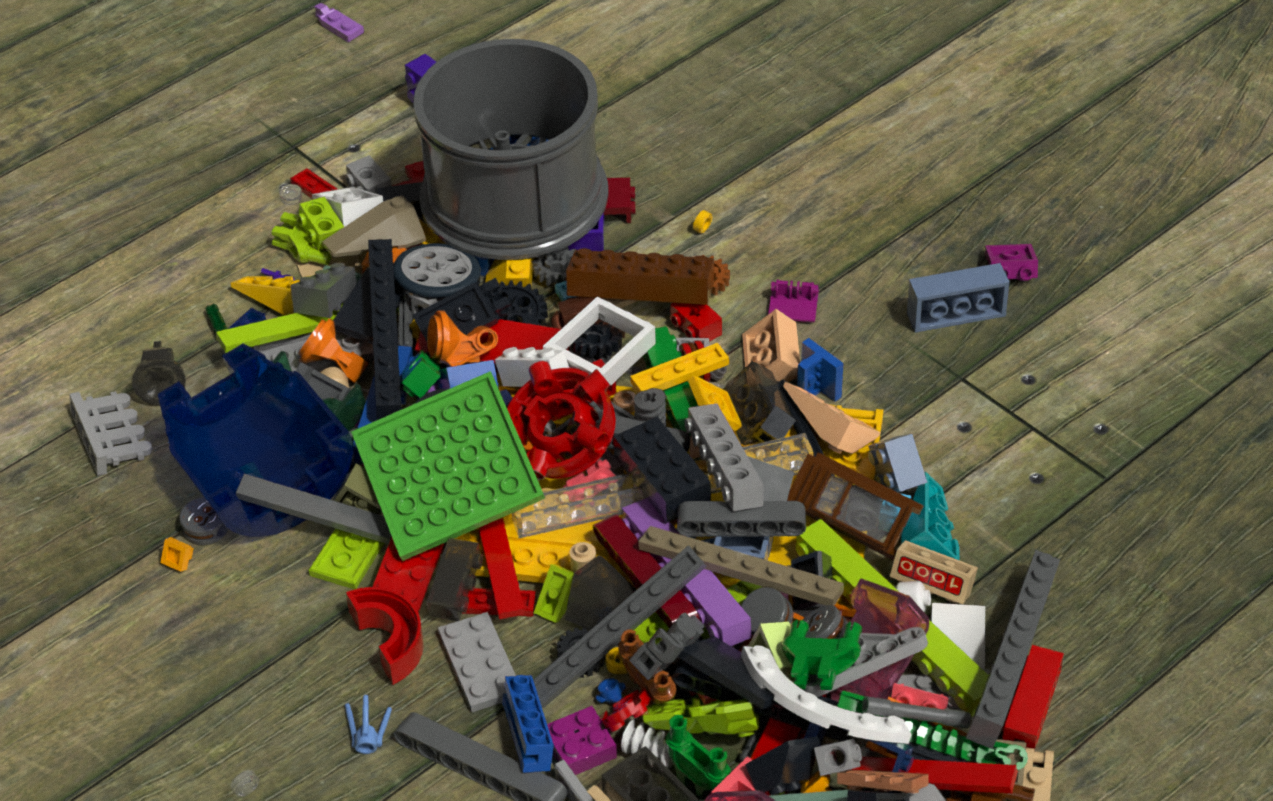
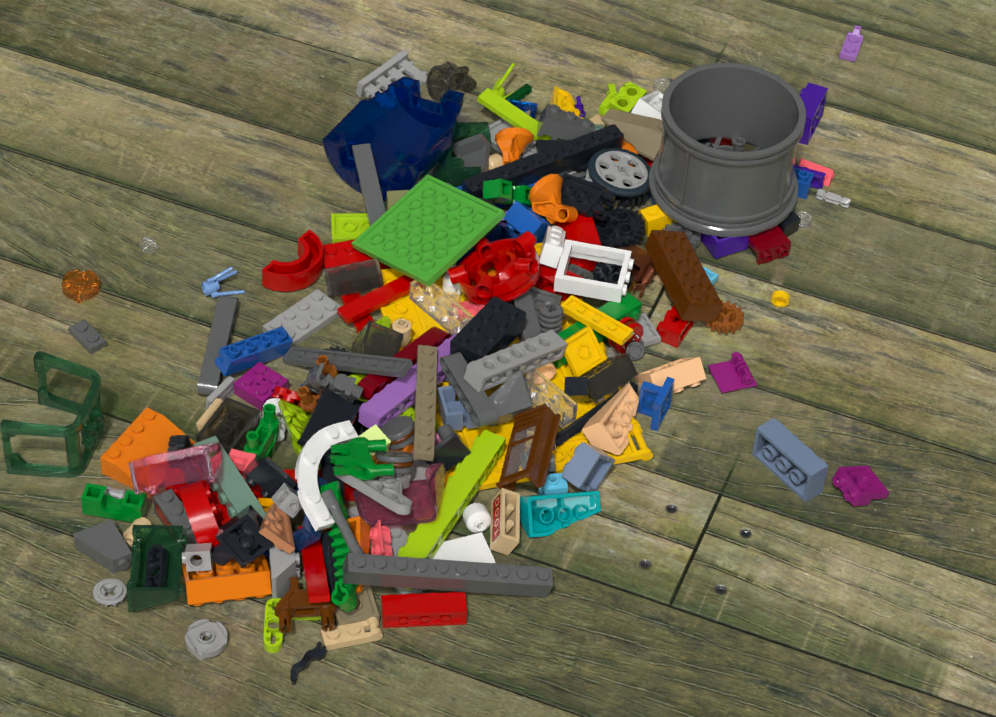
camera: 60 degrees right, 0 degrees up
(176, 554) = (309, 150): light orange tile -> none
(203, 338) = (497, 87): none -> lime plant

